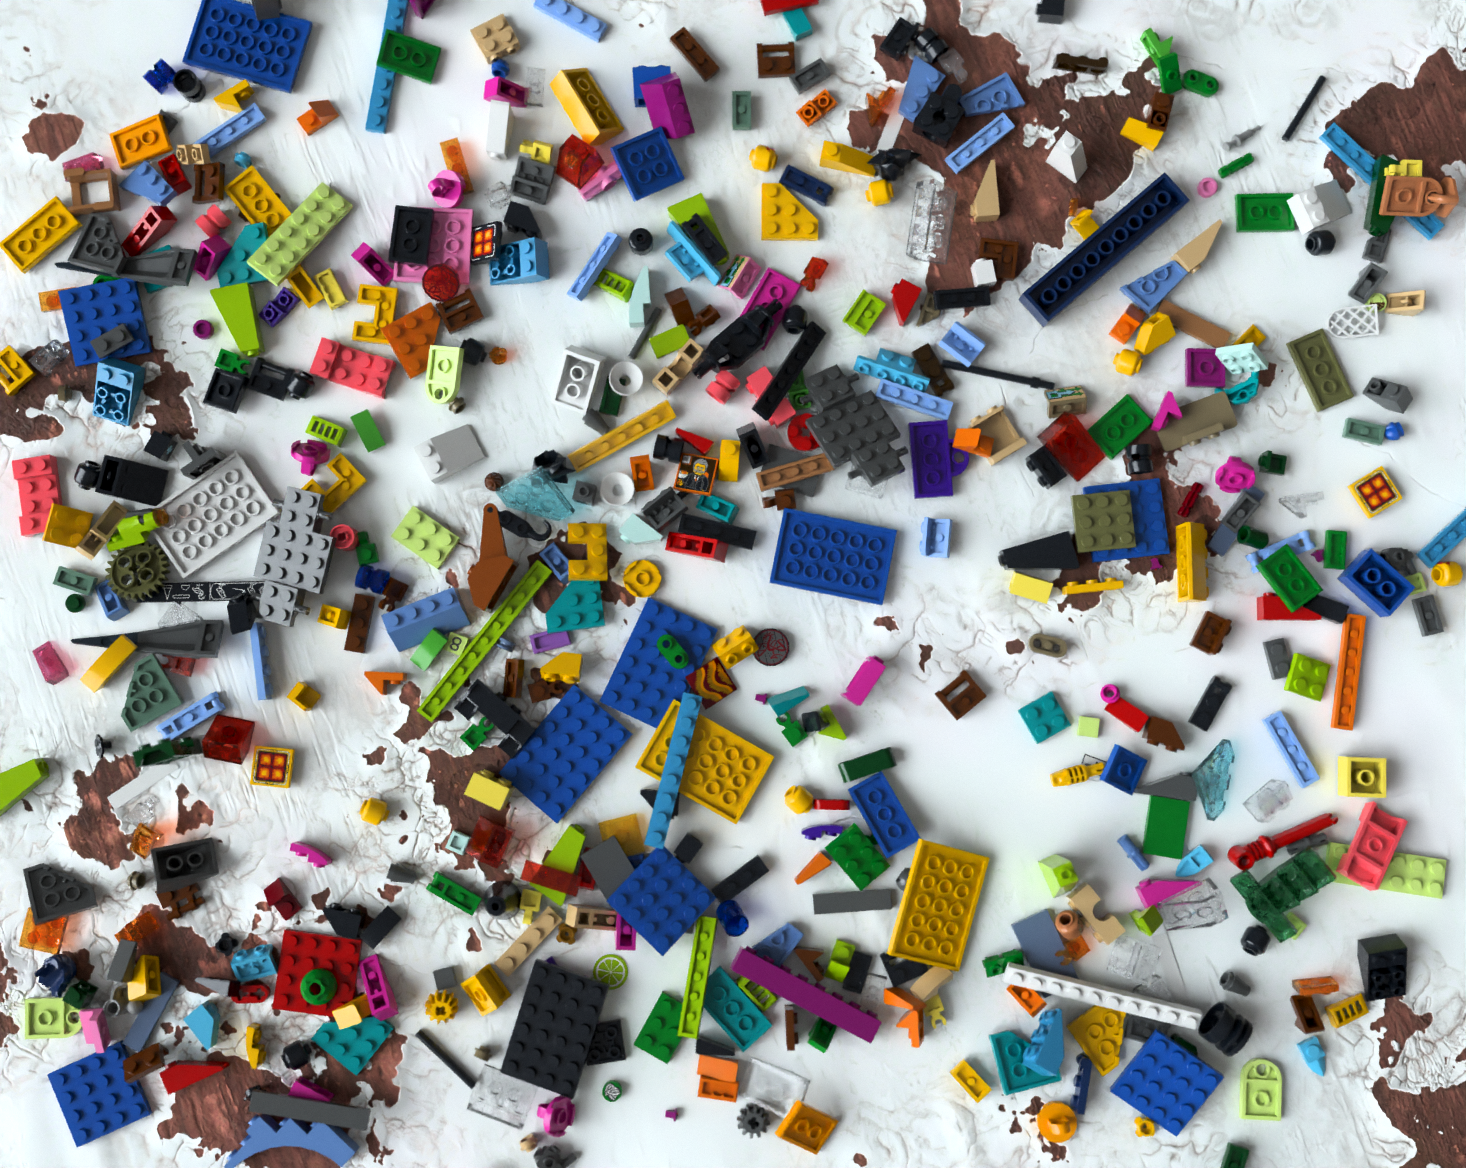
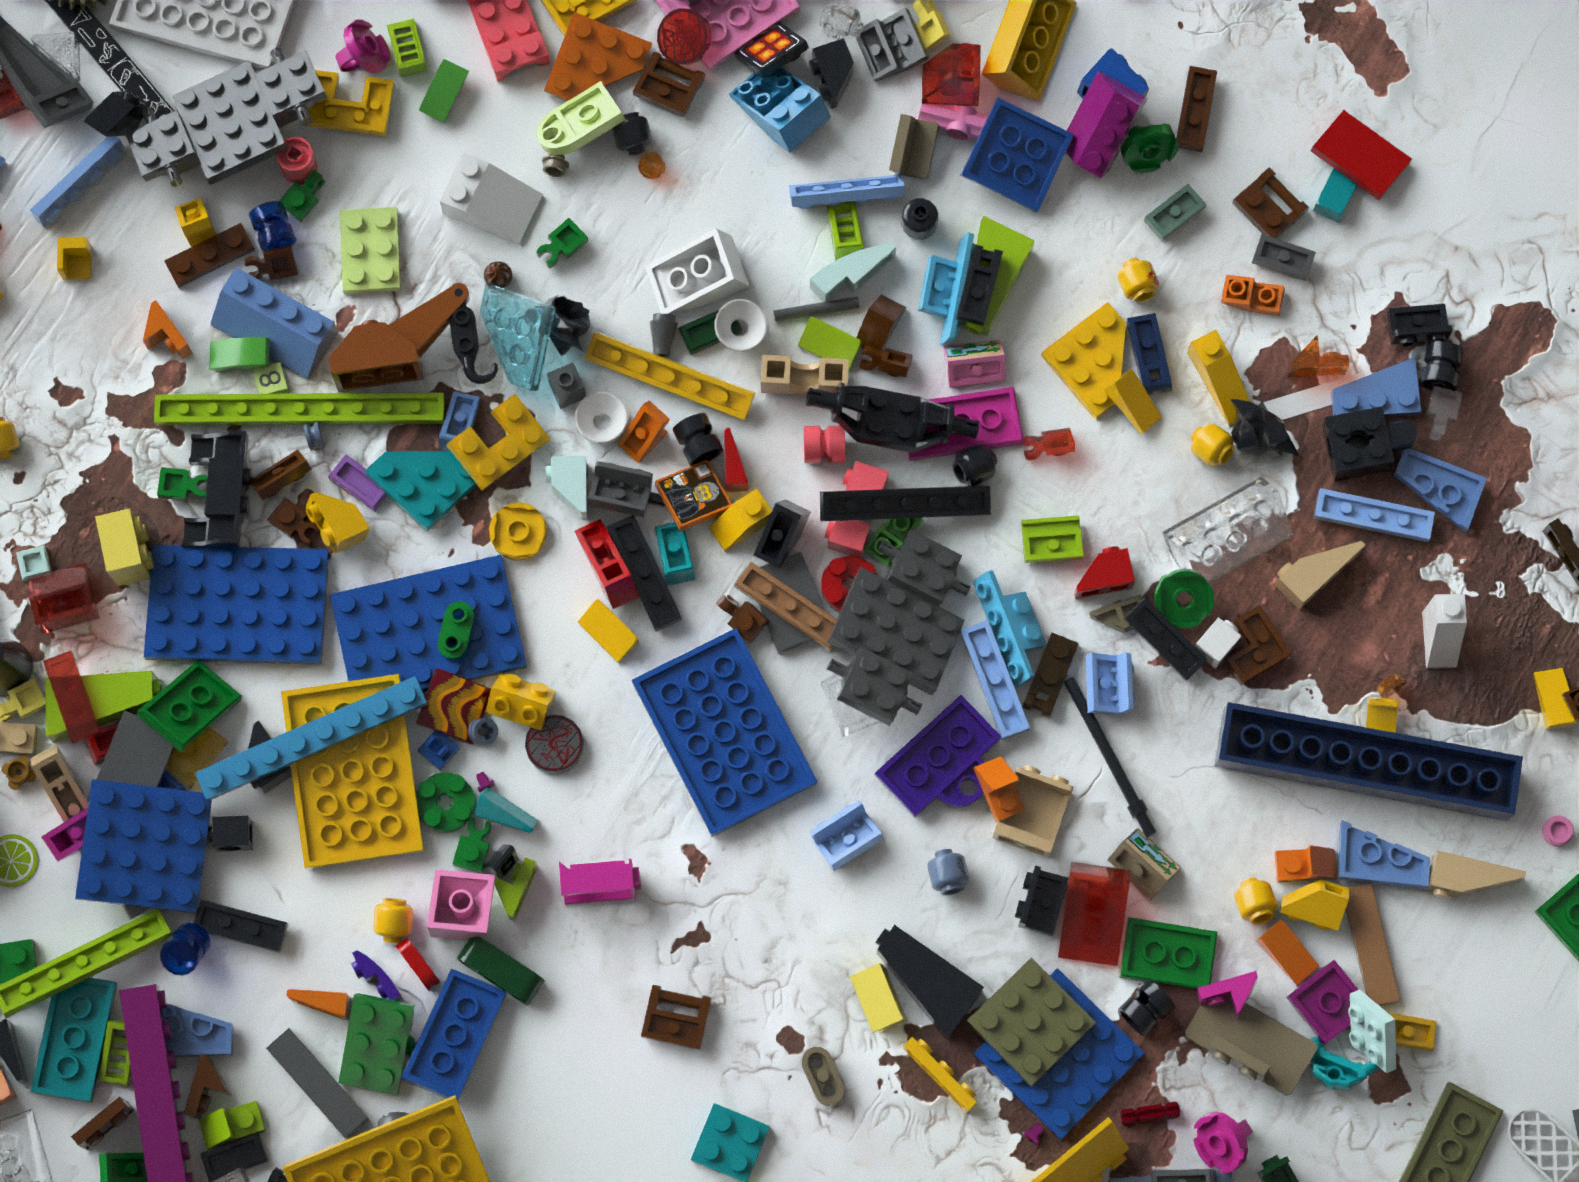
camera: 50 degrees right, 10 degrees down
(504, 432) = (564, 240): none -> green plate
(600, 212) = (914, 147): none -> dark tan panel
(603, 819) = (189, 706): none -> green tile
(698, 94) = (1161, 145): none -> green plate
(726, 708) = (438, 749): none -> blue tile
(730, 680) = (479, 739): none -> sand blue bush
(732, 573) = (608, 630): none -> yellow slope
(753, 715) = (454, 787): none -> green plate
(820, 759) = (460, 904): none -> bright pink slope
(825, 212) = (1134, 401): none -> yellow slope
(938, 271) = (1194, 584): none -> green plate
(994, 501) = (948, 872): none -> sand blue head
(1163, 367) = (1288, 952): none -> orange slope

